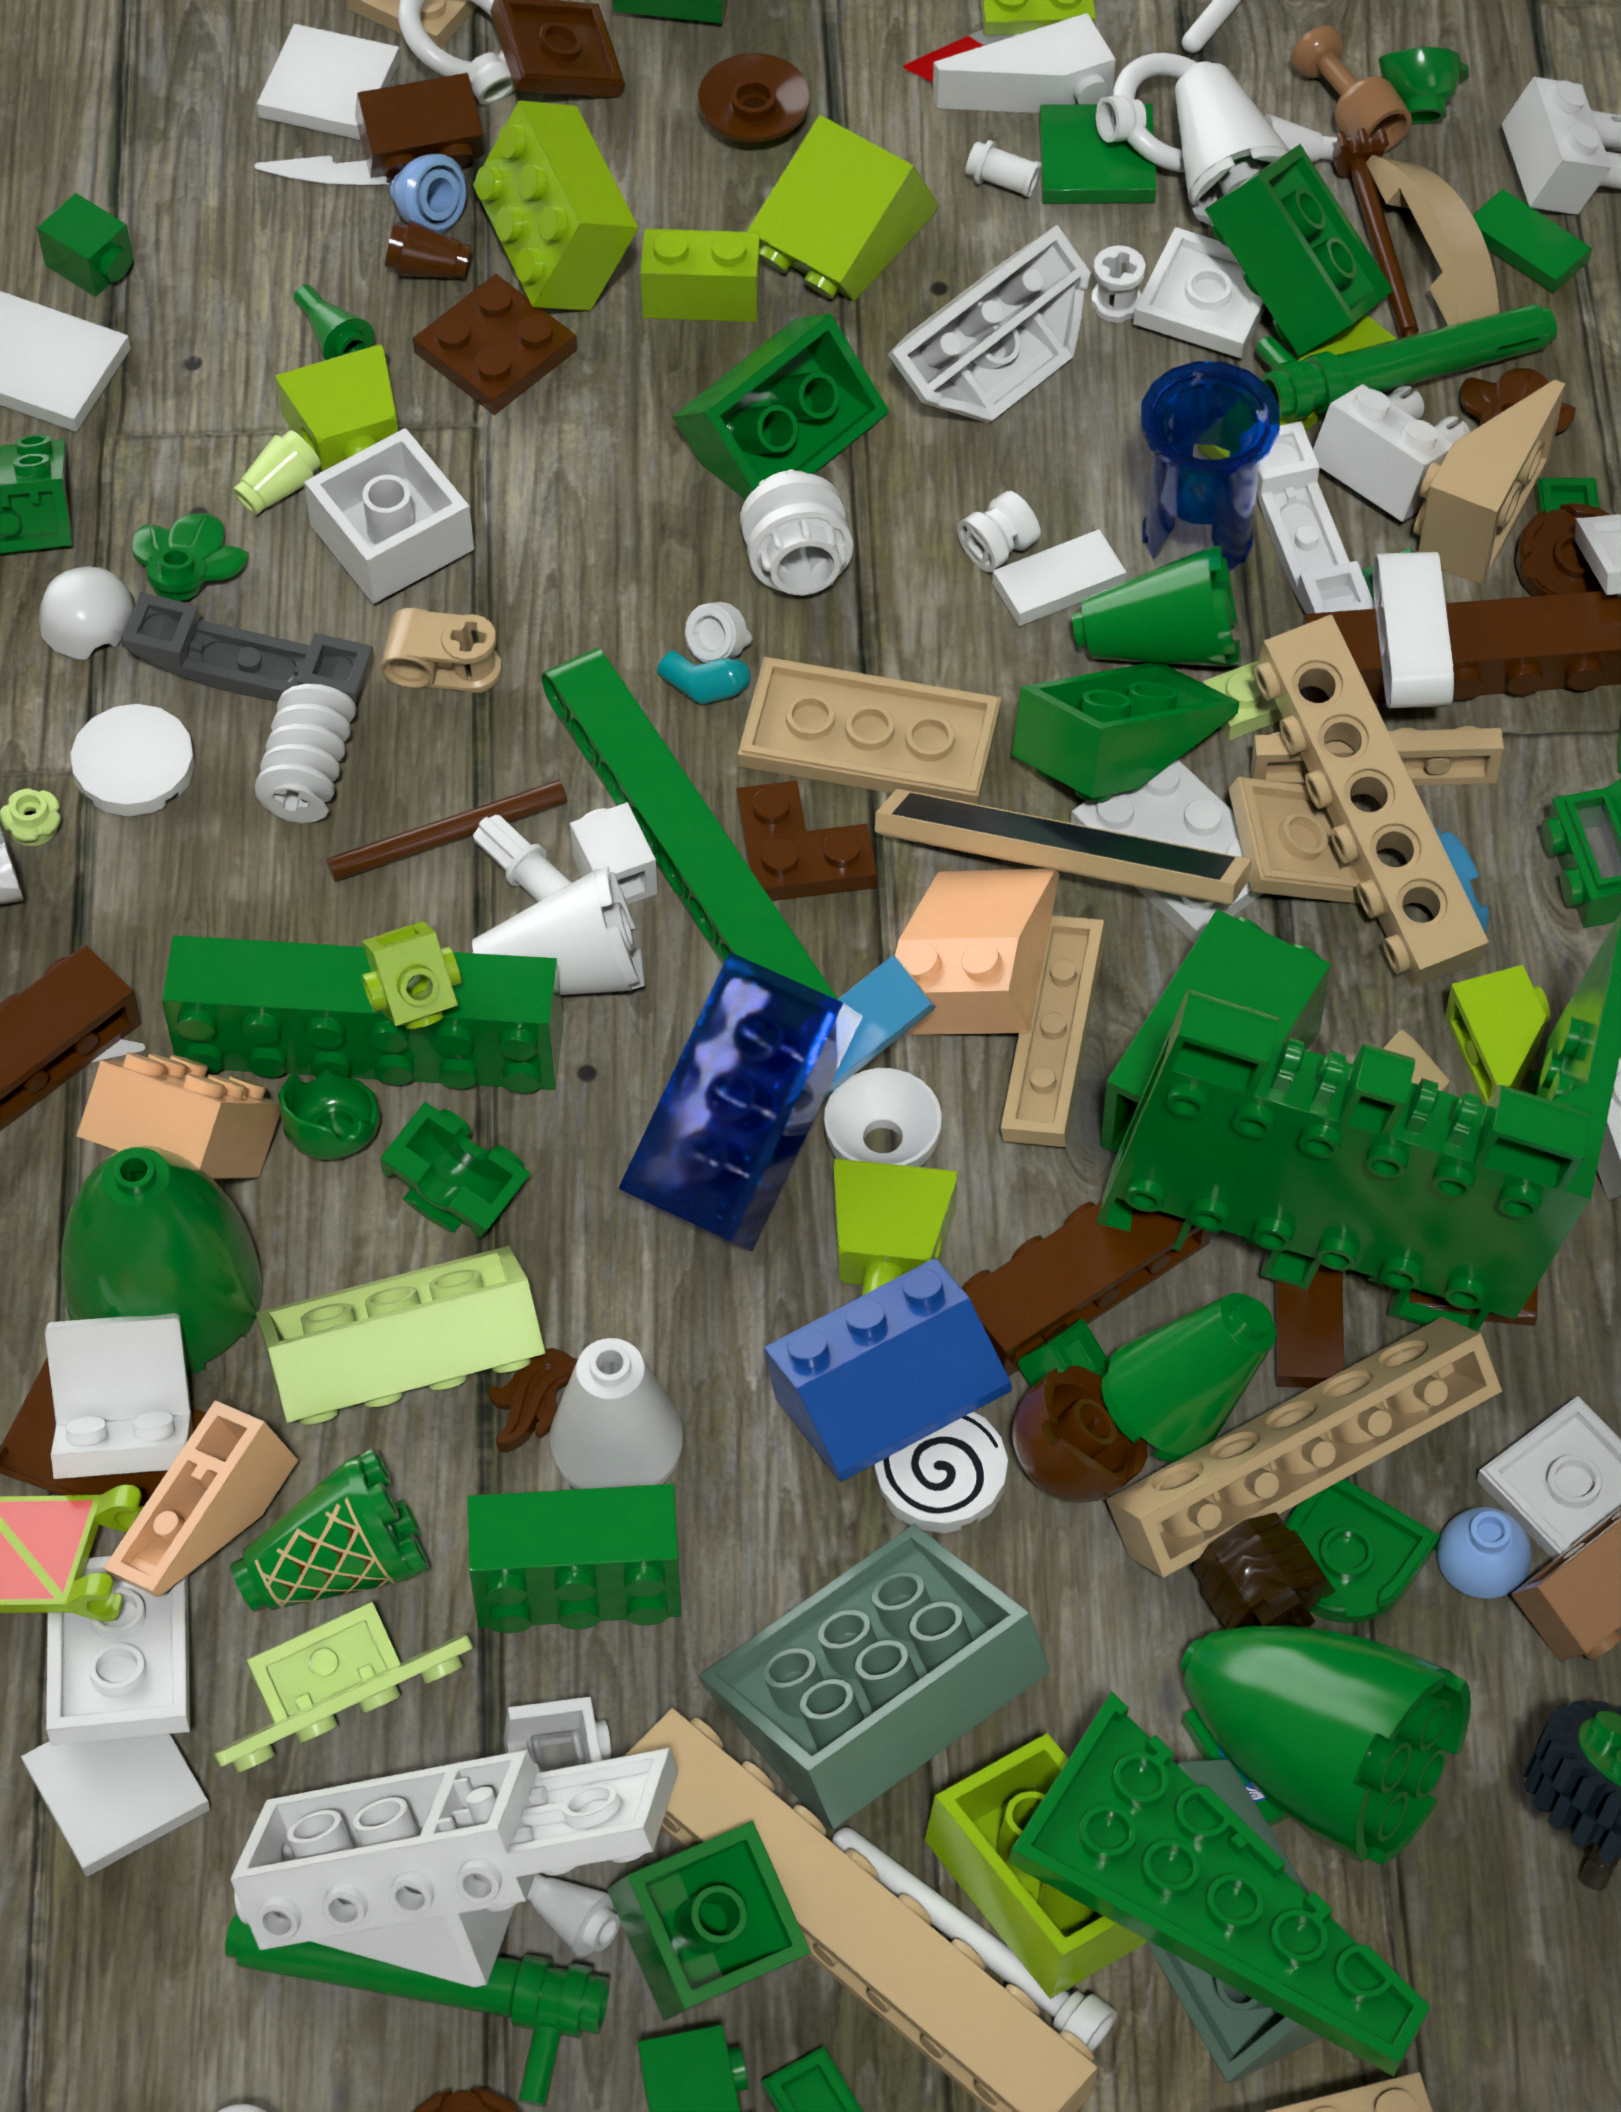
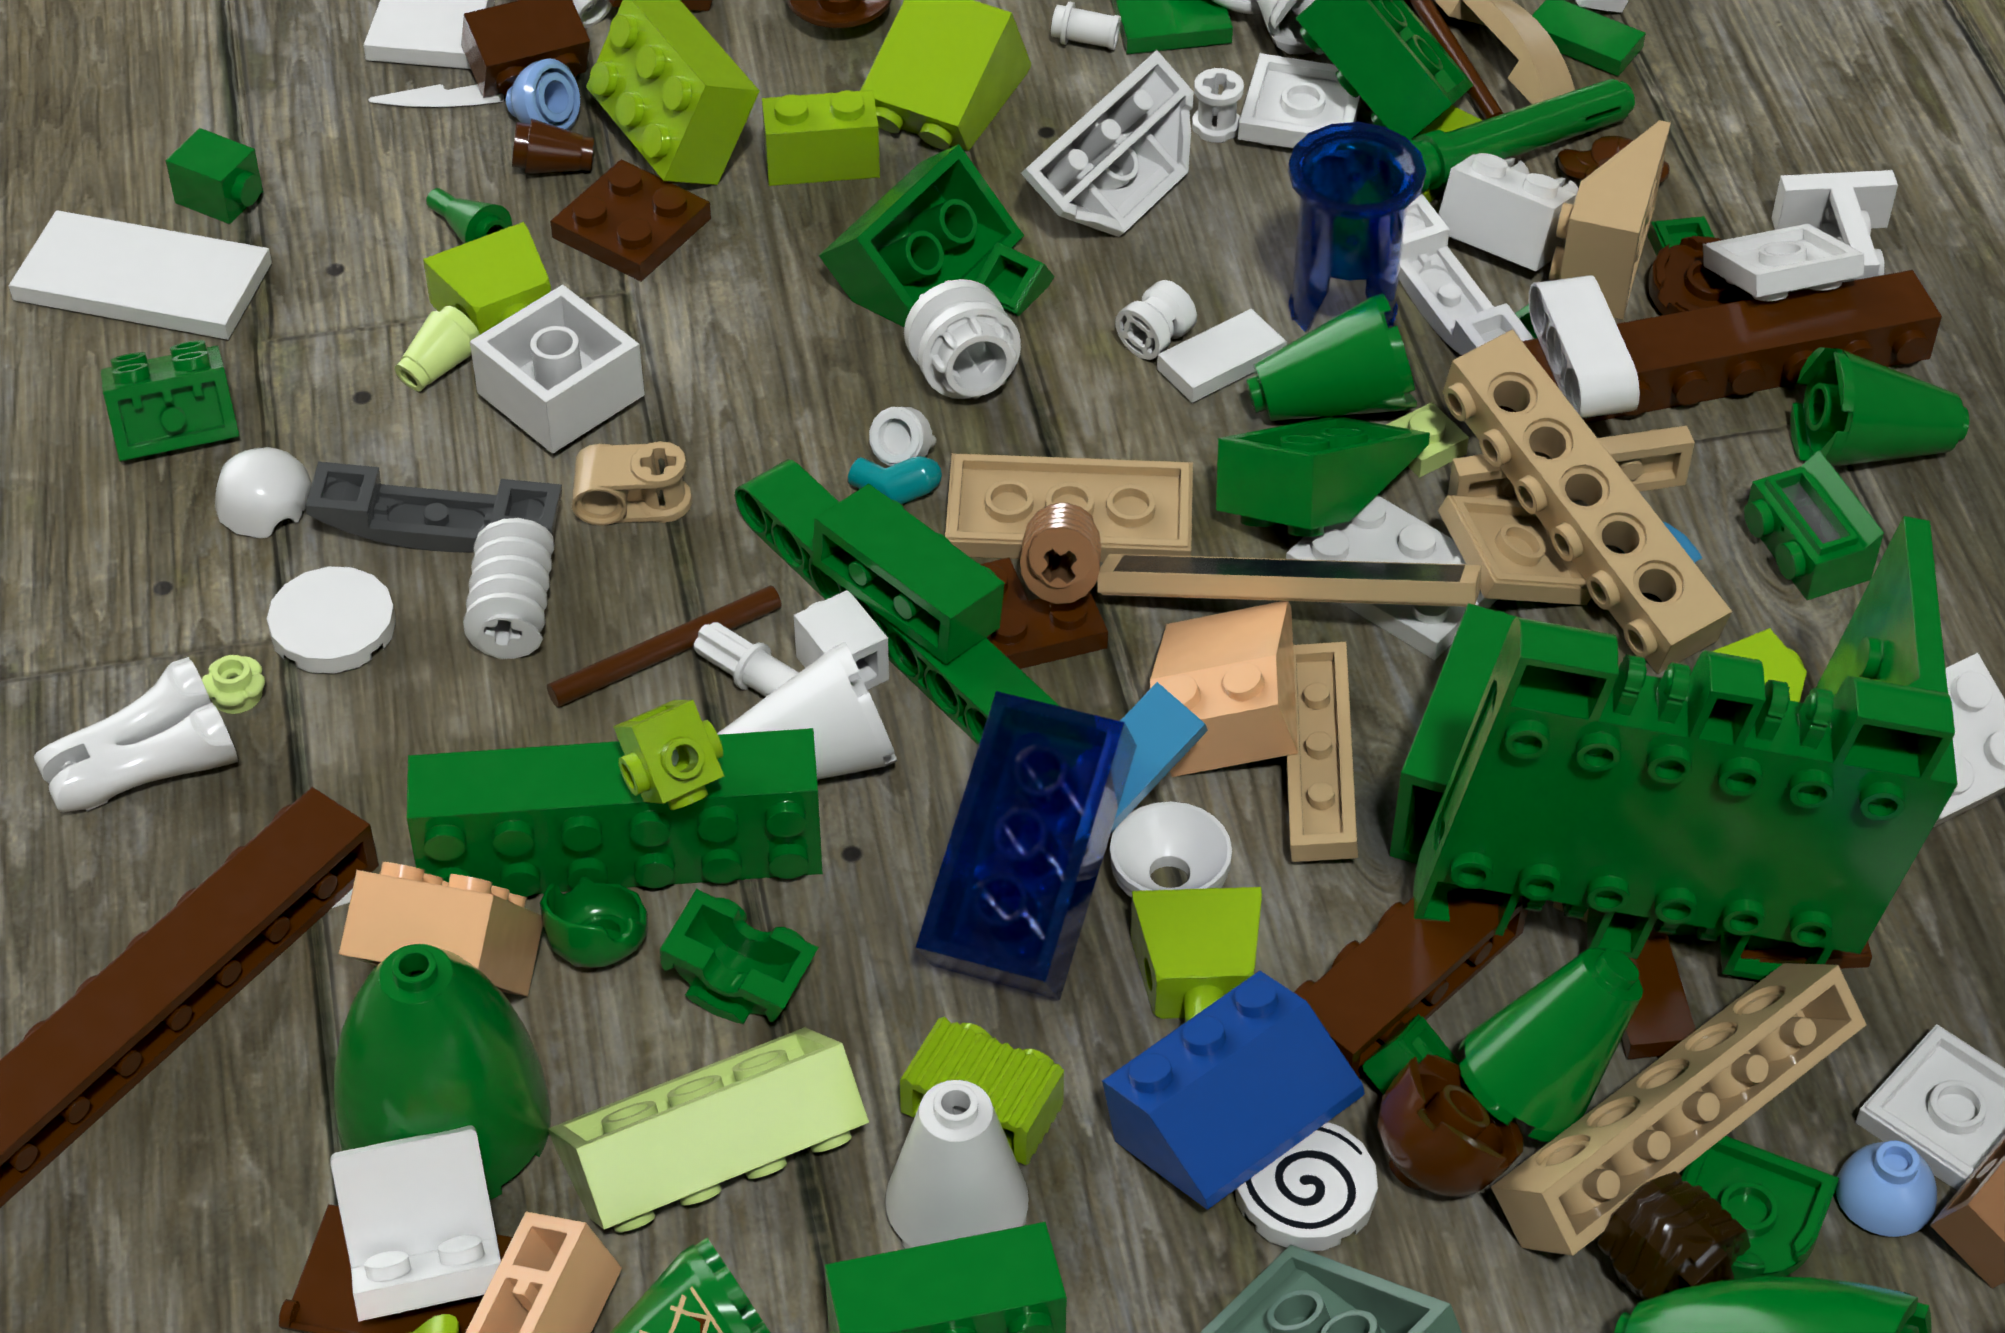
camera: 10 degrees left, 10 degrees down
(186, 555) = (357, 430): green plate -> none
(532, 1397) = (861, 1172): reddish brown piece -> none
(676, 1337) = (1021, 1083): none -> lime brick
(685, 796) = (908, 573): none -> green brick
(842, 789) = (1061, 577): none -> medium nougat piece
(864, 463) = (1014, 278): none -> green slope

